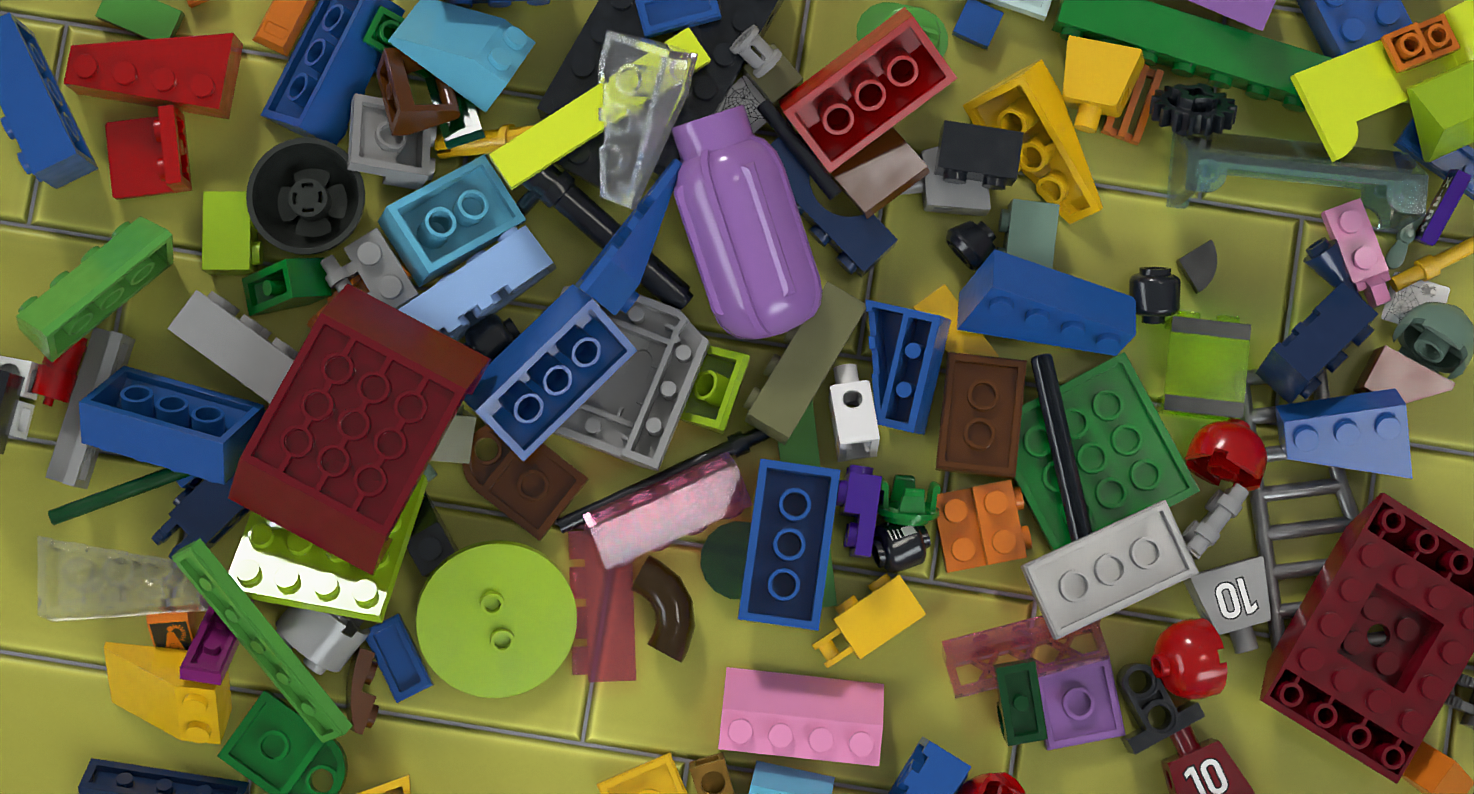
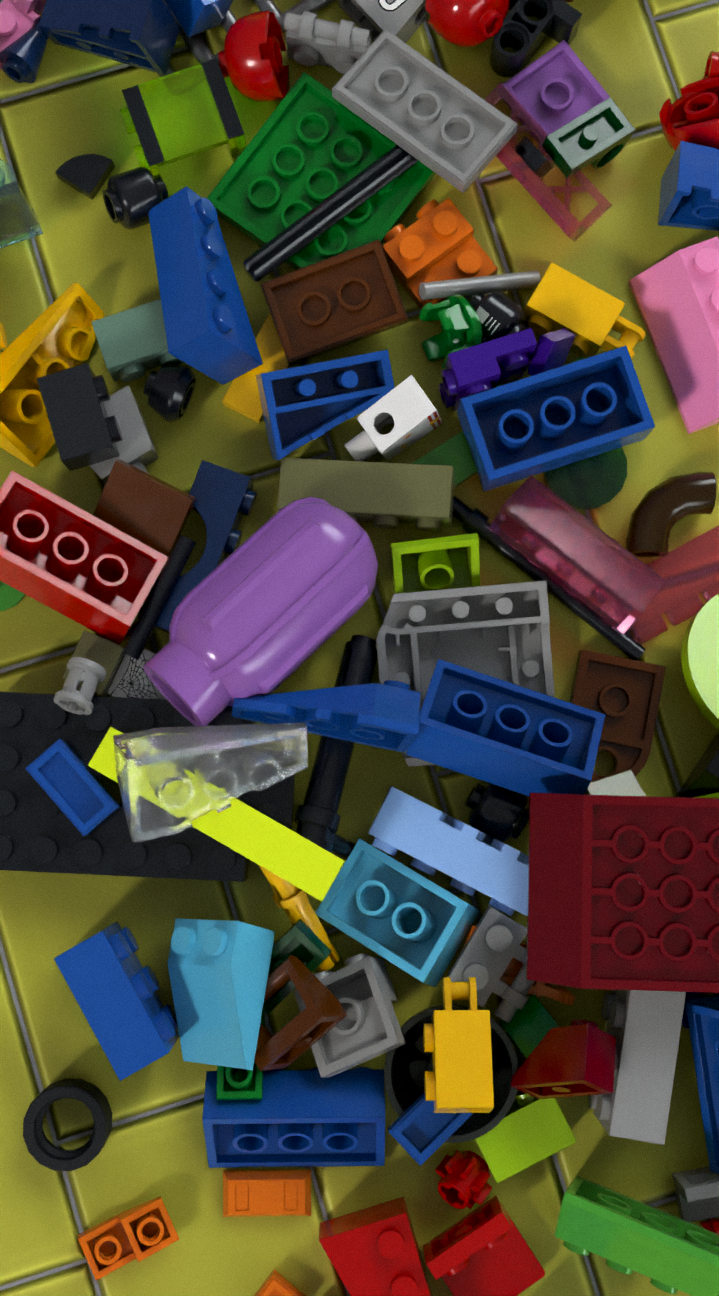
camera: 115 degrees left, 0 degrees up
(218, 168) = (463, 1179): none -> red gear
(266, 288) = (569, 1063): none -> dark red slope
(280, 167) = (422, 1130): none -> blue tile
(318, 204) = (460, 1053): none -> yellow brick
(846, 573) = (551, 351): none -> dark purple tile
(938, 547) = (479, 285): none -> light grey bar
(1023, 648) = (533, 157): none -> black tile

